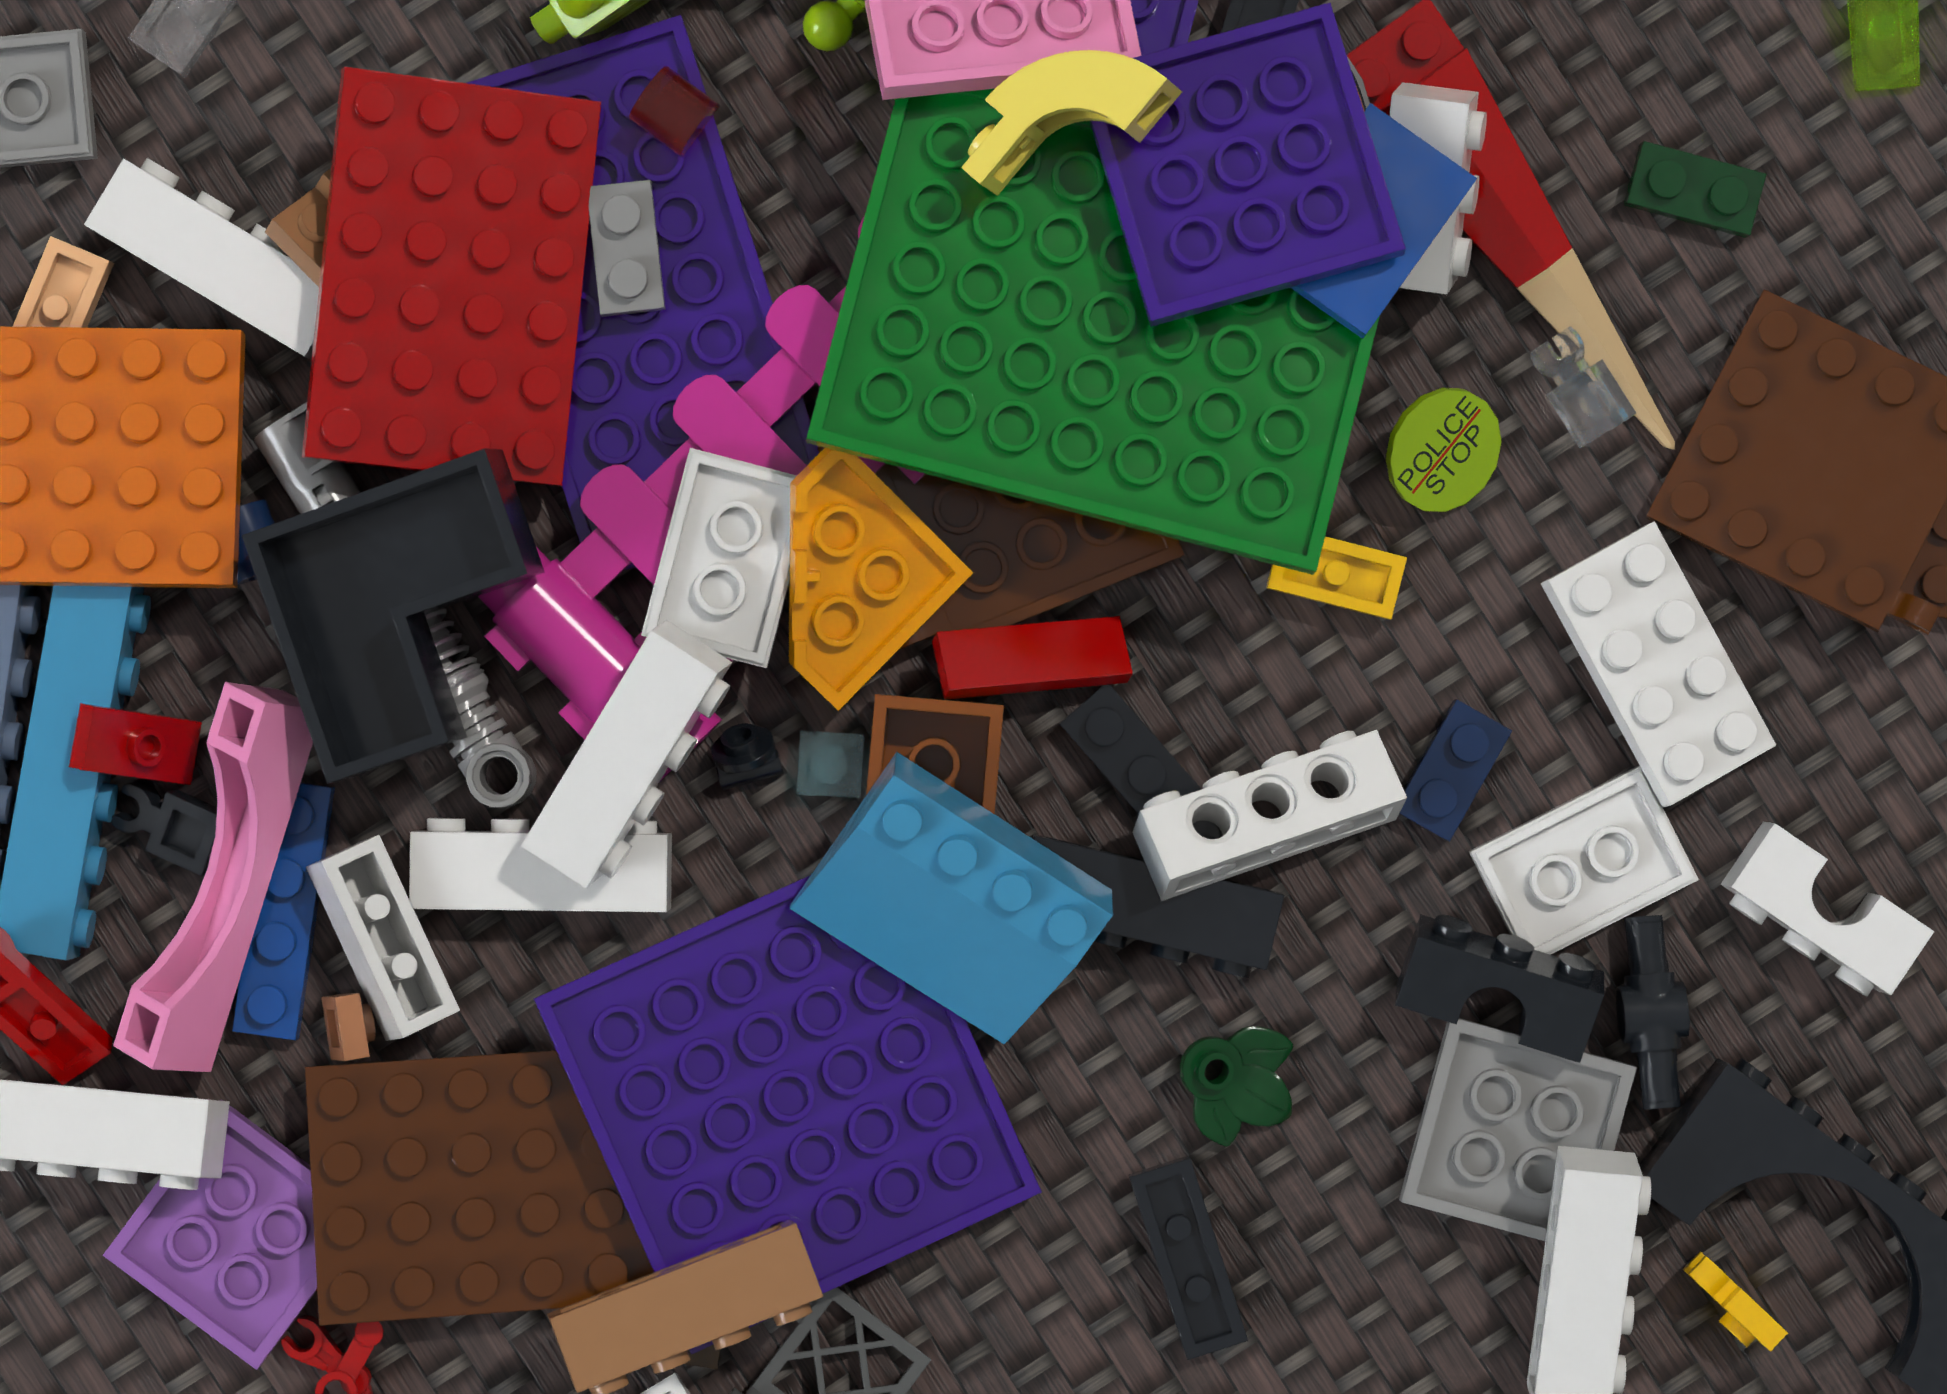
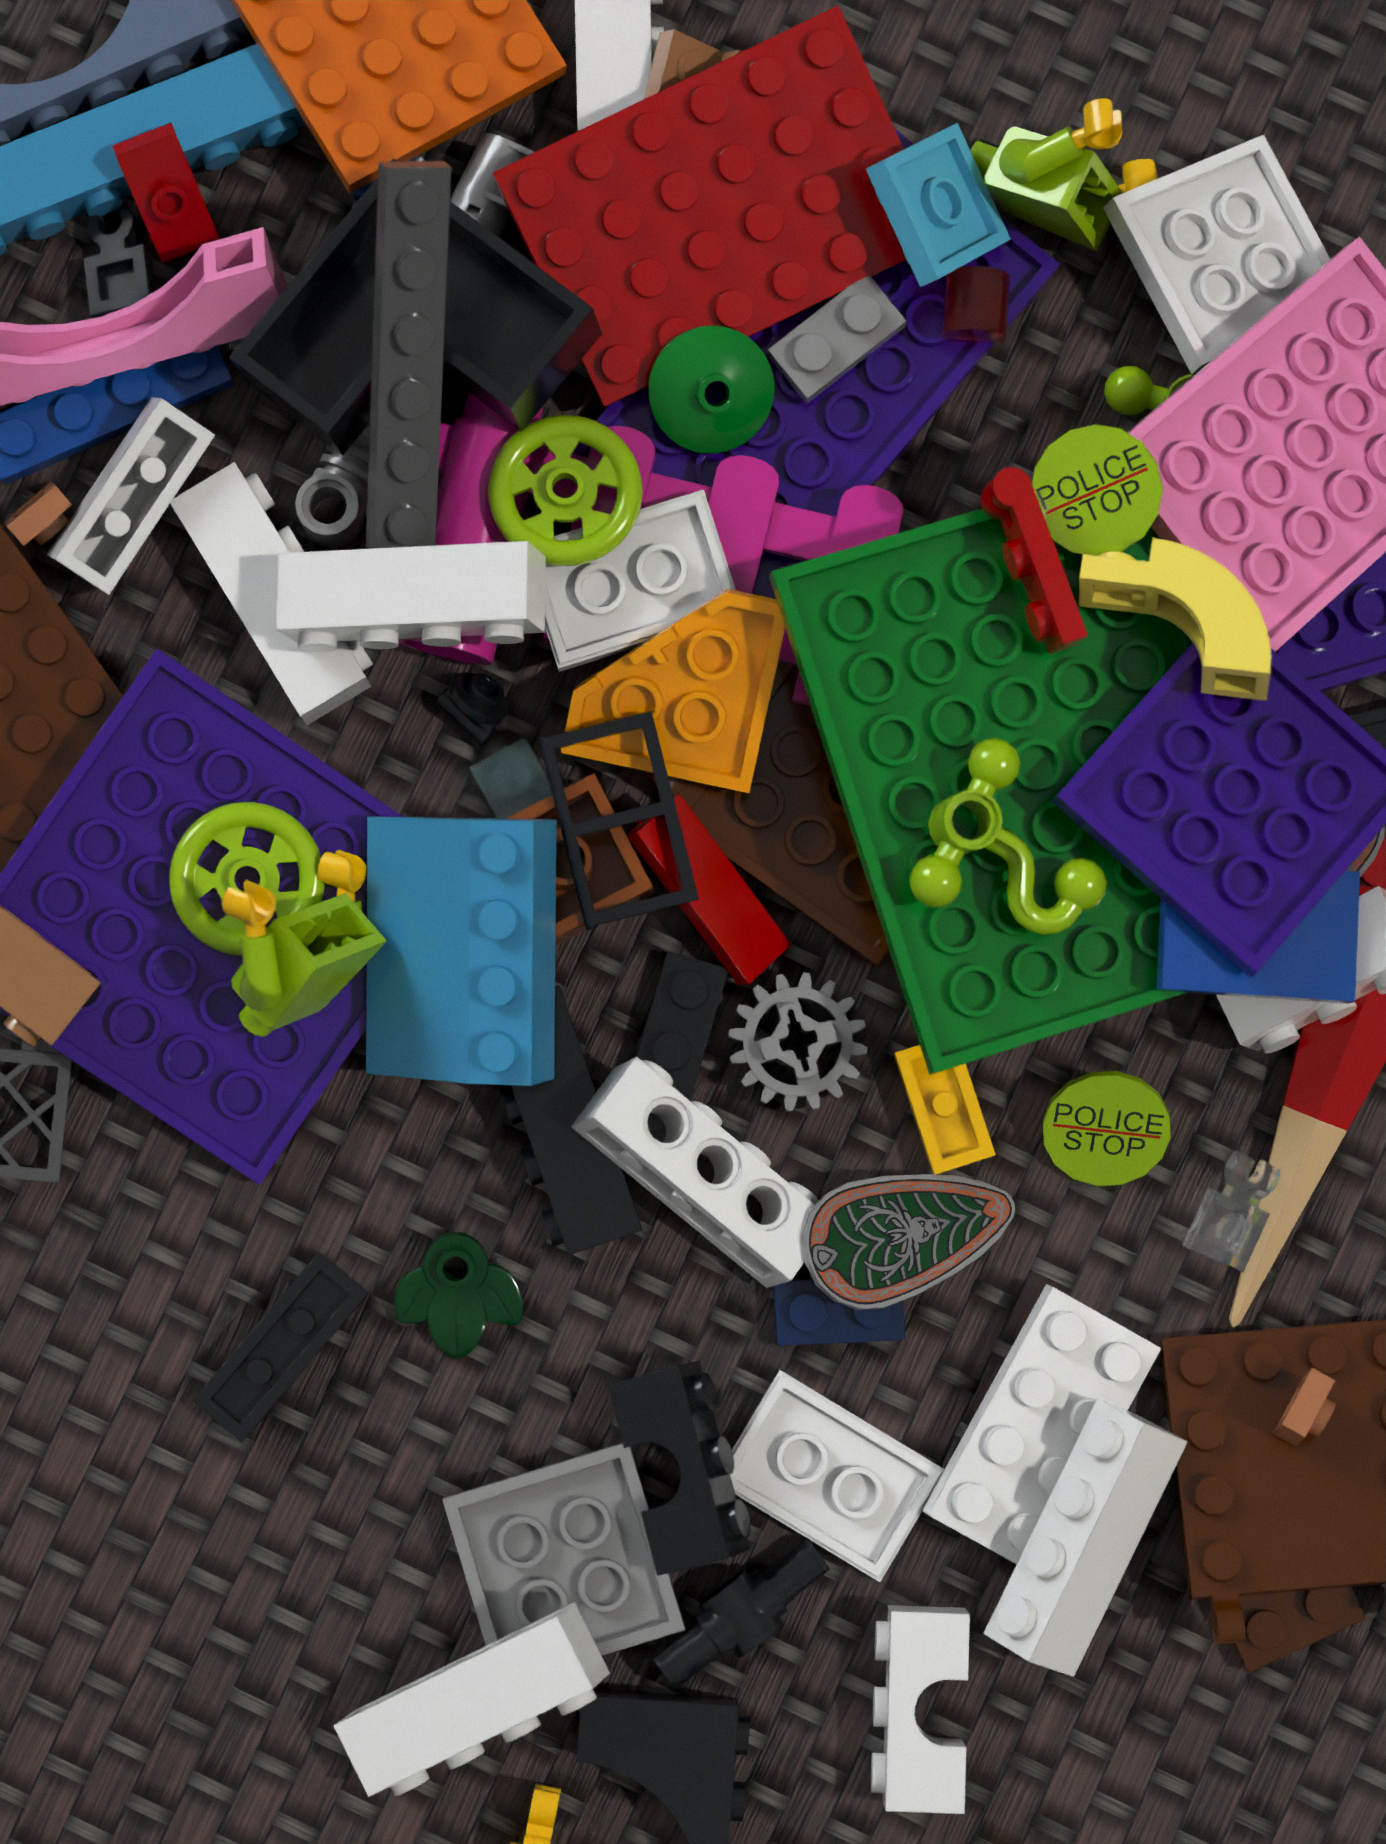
camera: 60 degrees right, 5 degrees down
(427, 632) = (407, 353): none -> dark grey plate
(569, 541) = (615, 470): none -> lime plate
(570, 90) = (938, 204): none -> medium azure plate
(576, 392) = (688, 367): none -> green dish
(753, 1091) = (227, 827): none -> lime plate
(880, 1034) = (305, 954): none -> lime torso
(911, 119) = (1098, 489): none -> lime piece
(935, 210) = (1034, 559): none -> red plate
(943, 653) = (664, 808): none -> black window
(1158, 465) = (938, 881): none -> lime piece
(1214, 635) = (825, 1034): none -> light grey gear
(1424, 680) = (900, 1235): none -> shield
(1772, 686) = (1085, 1538): none -> white brick
(1784, 433) = (1307, 1409): none -> nougat plate

